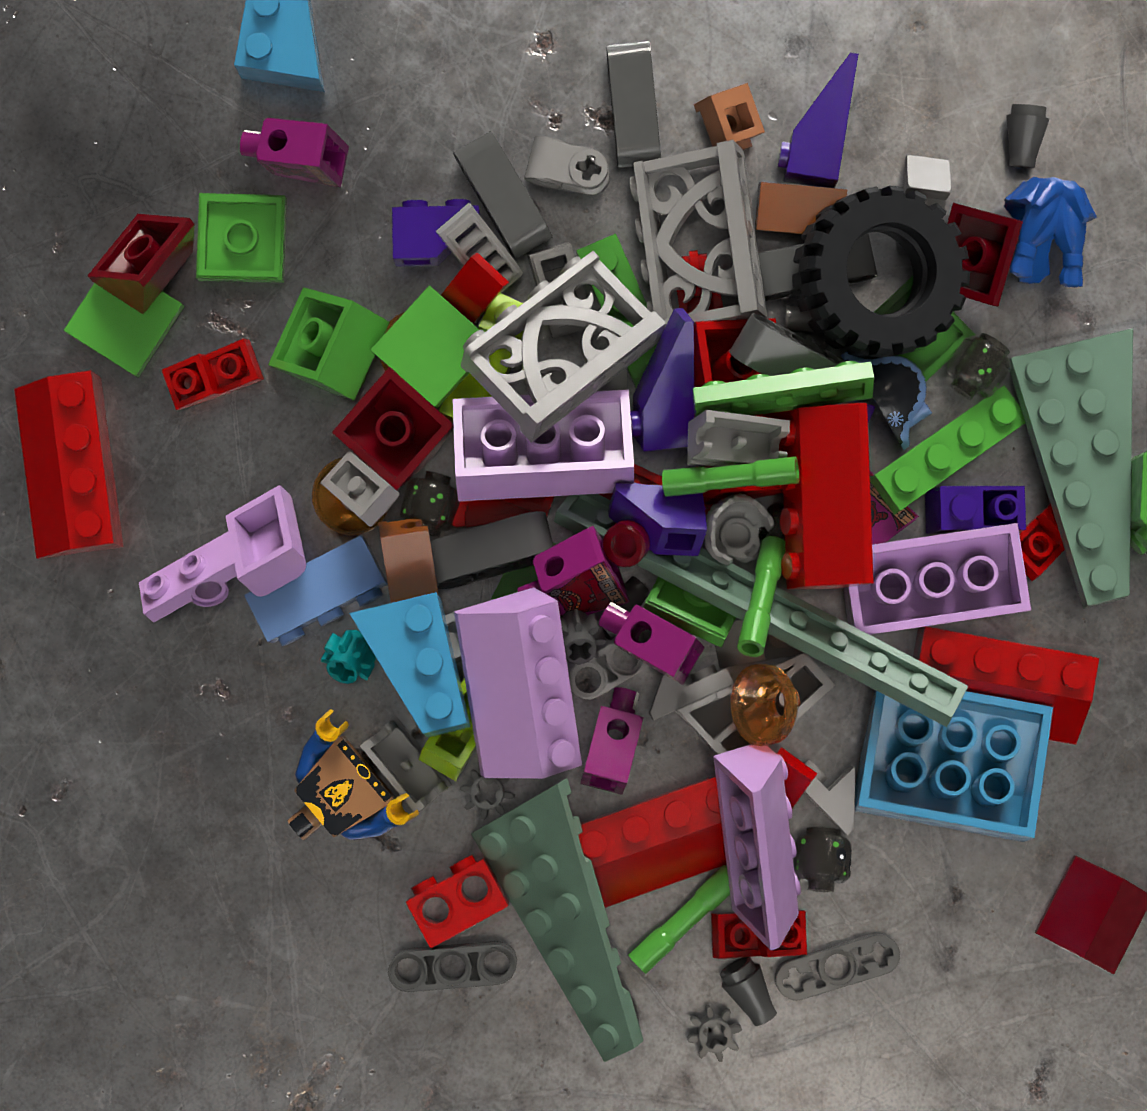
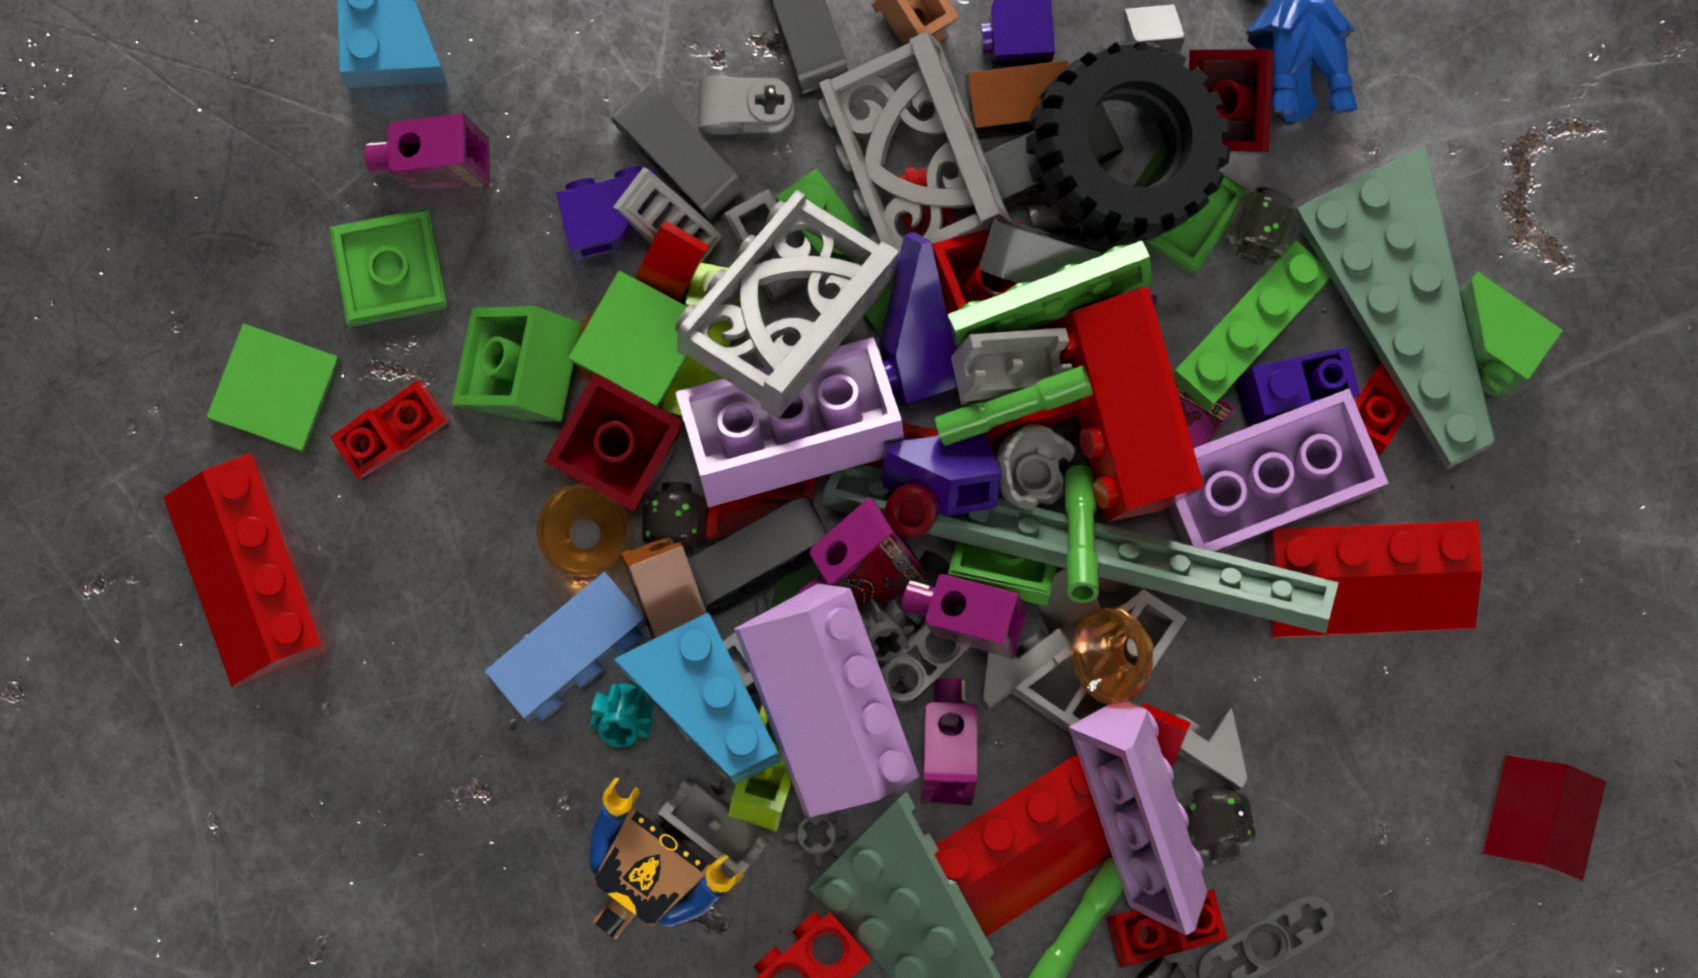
camera: 20 degrees left, 5 degrees down
(145, 258) = (284, 313): dark red slope -> none
(259, 549) = (488, 610): lavender plate -> none
(360, 488) = (593, 518): light grey slope -> none
(898, 392) = (1181, 275): black hat -> none
(966, 777) = (1356, 691): dark azure slope -> none

